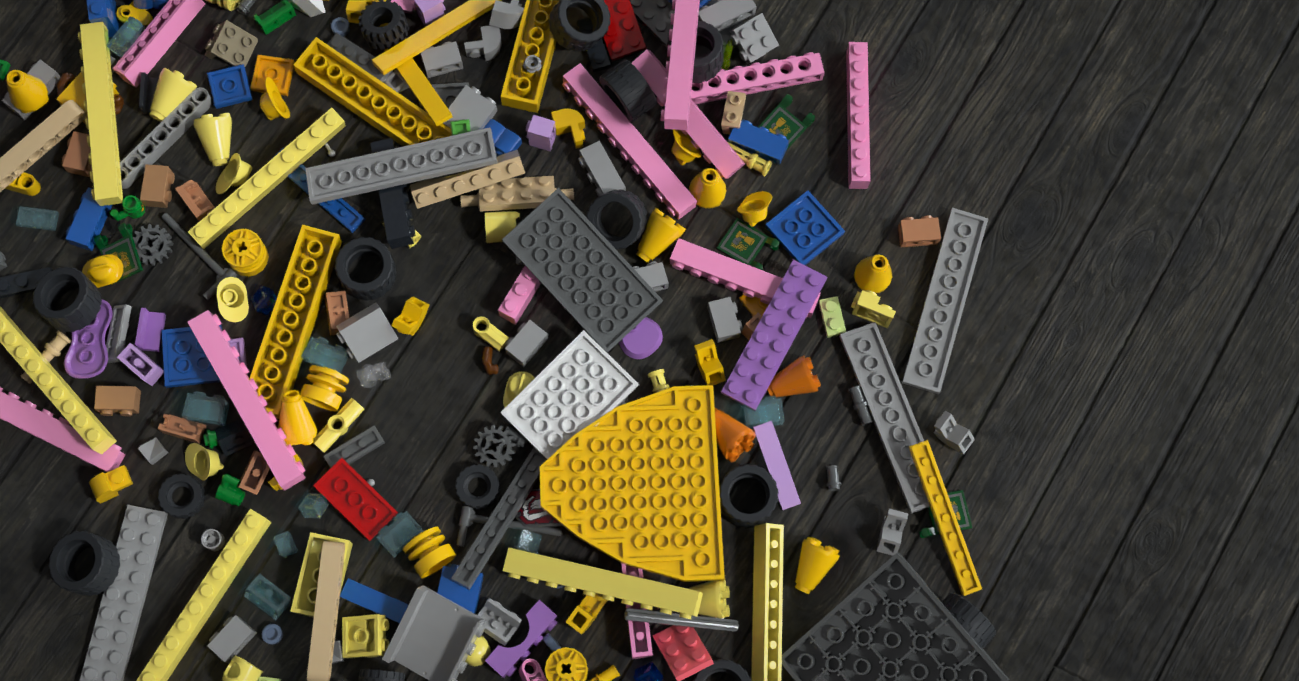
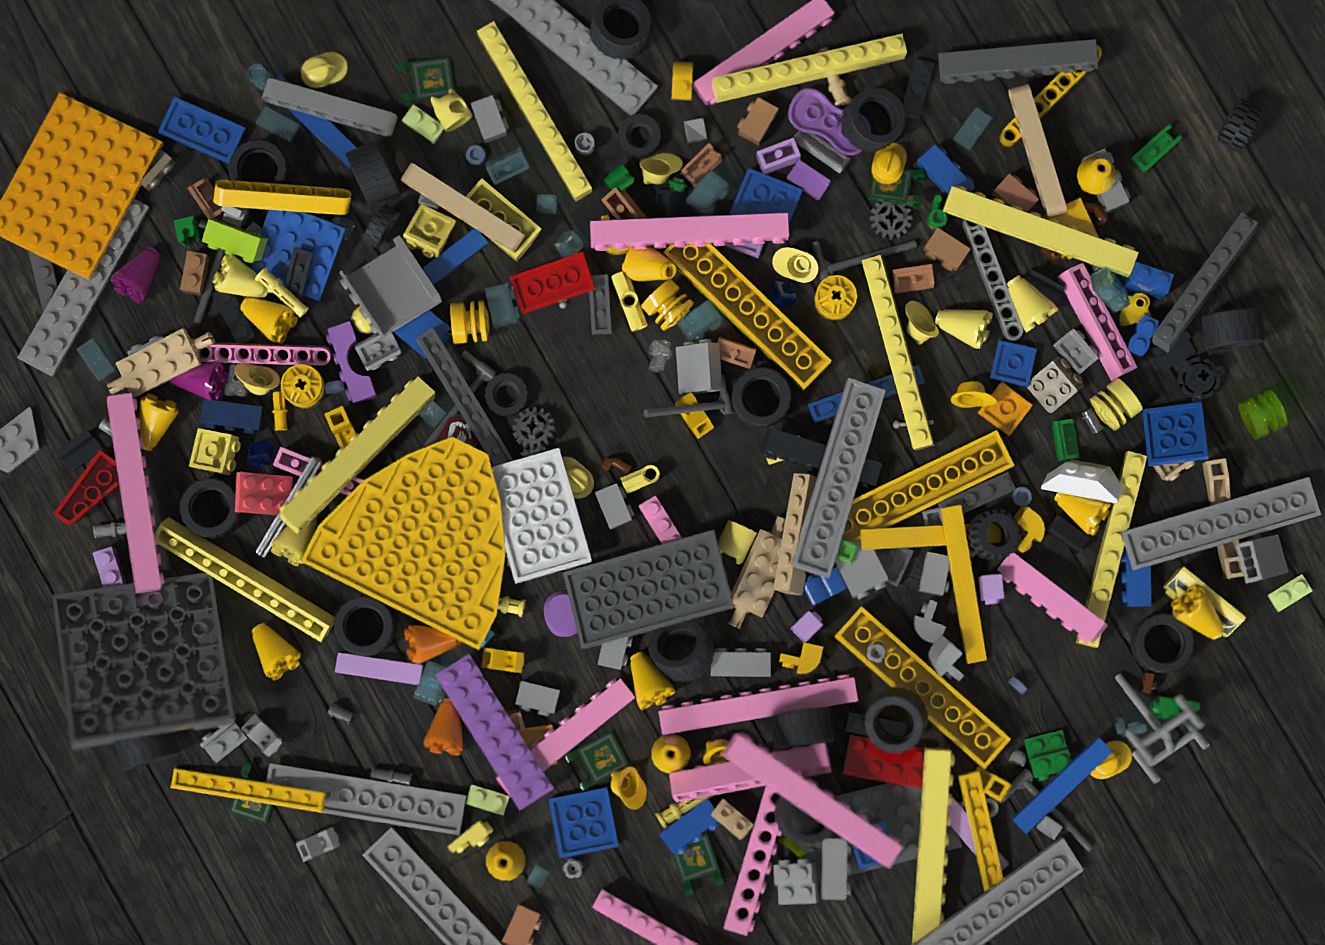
camera: 125 degrees right, 10 degrees up
(192, 41) = (1076, 351): none -> light grey bracket
(388, 298) = (724, 404): none -> dark grey bar
(846, 213) = (573, 863): none -> light grey plate
(869, 242) = (538, 876): none -> clear light blue slope
(921, 564) = (223, 741): none -> light grey bracket

